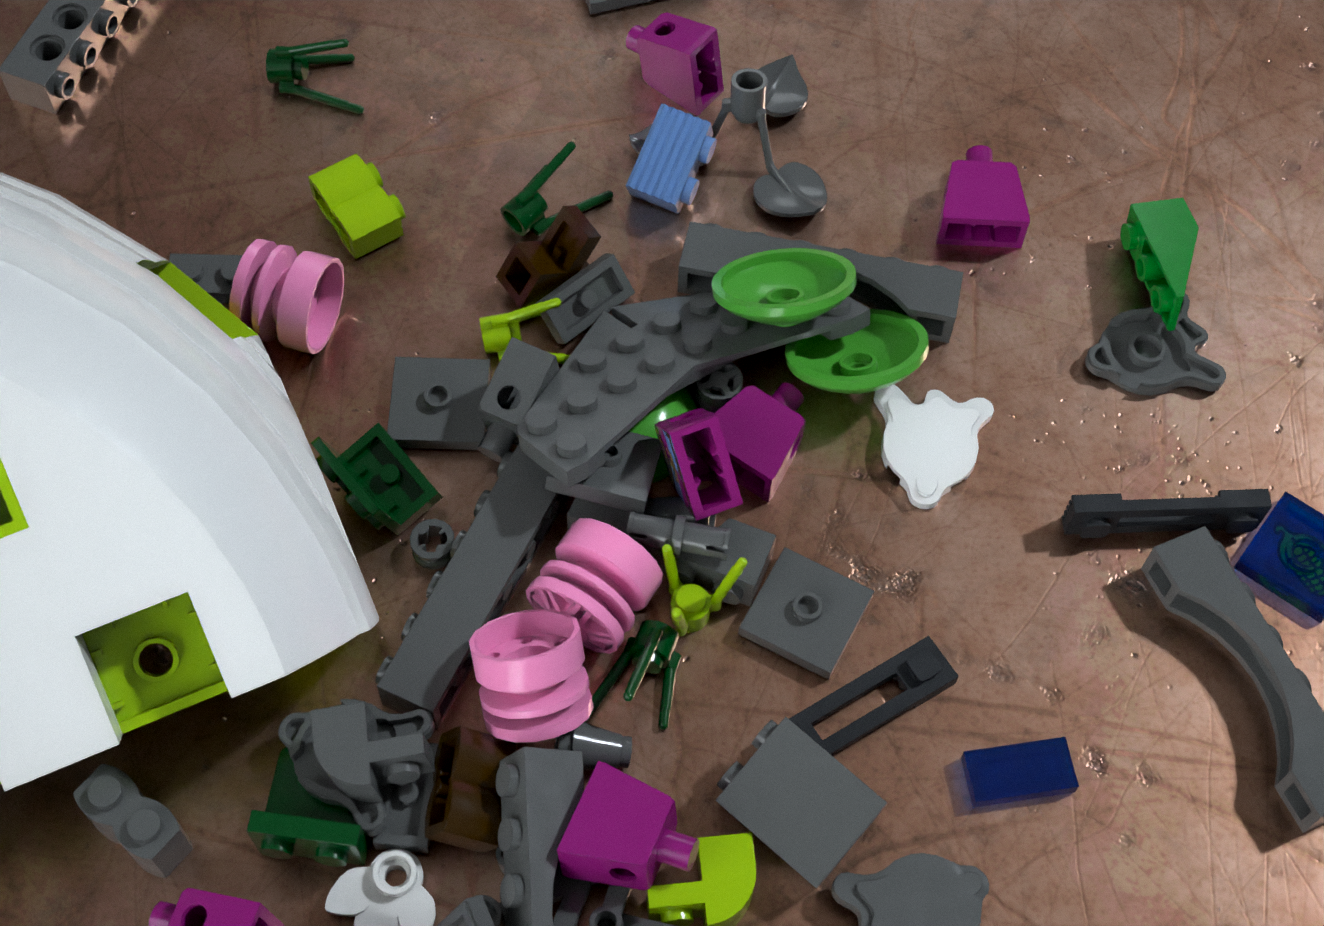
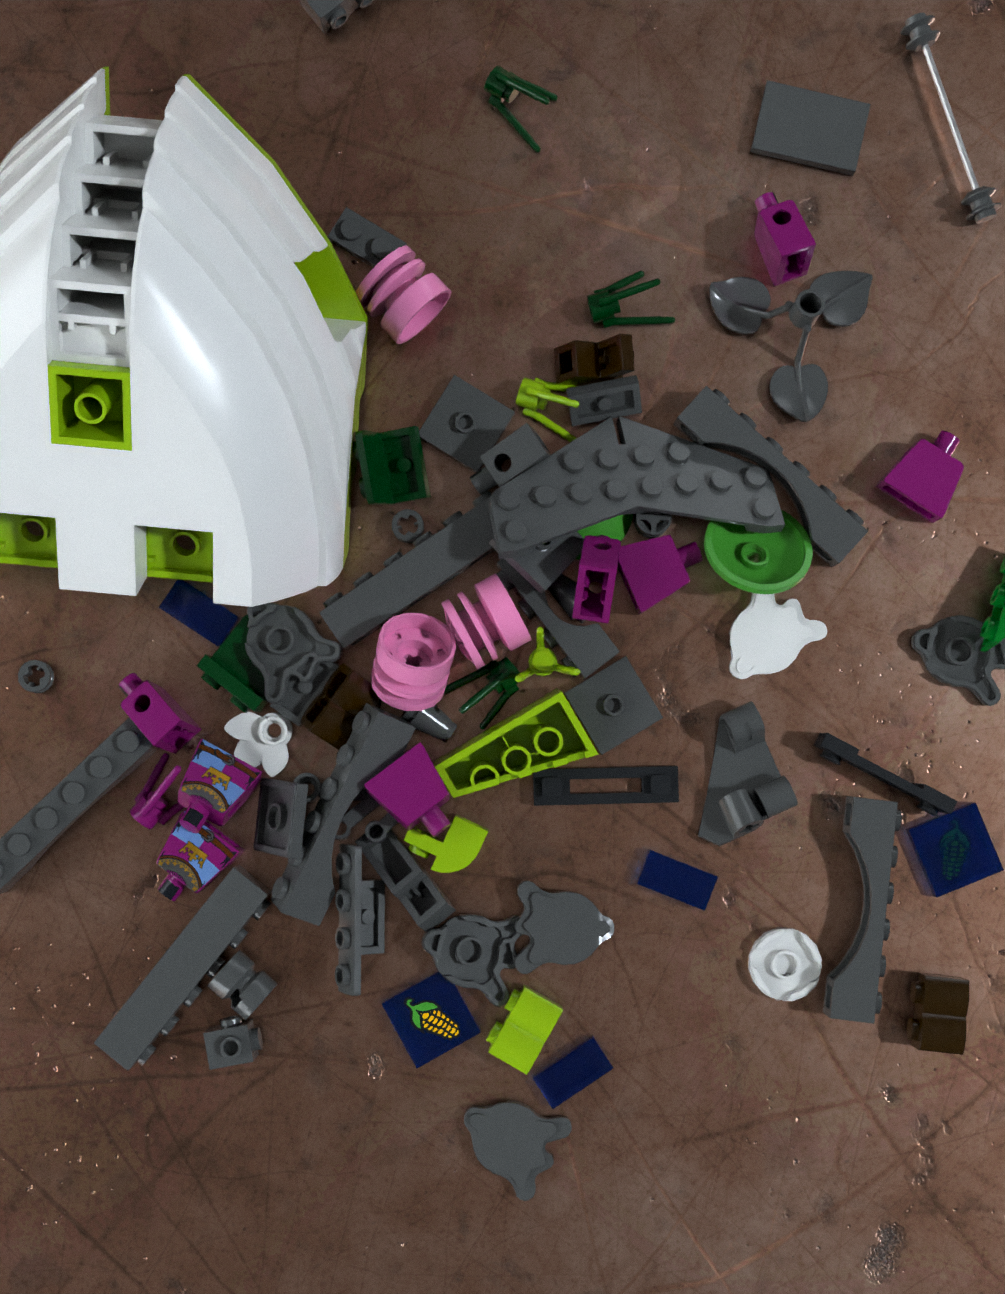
camera: 30 degrees right, 25 degrees up
(134, 821) = (141, 621): dark grey brick -> none
(215, 784) = (199, 612): none -> clear blue tile
(355, 758) = (278, 653): dark grey brick -> none
(357, 205) = (490, 237): lime brick -> none
(671, 159) = (725, 324): medium blue brick -> none
(680, 534) = (554, 621): dark grey pin -> none
(739, 689) = (524, 743): none -> lime wedge
(784, 285) = (731, 482): bright green dish -> none
(799, 800) = (529, 828): dark grey brick -> none
(1014, 614) = (743, 779): none -> dark grey panel
(1217, 799) = (785, 964): none -> white tile

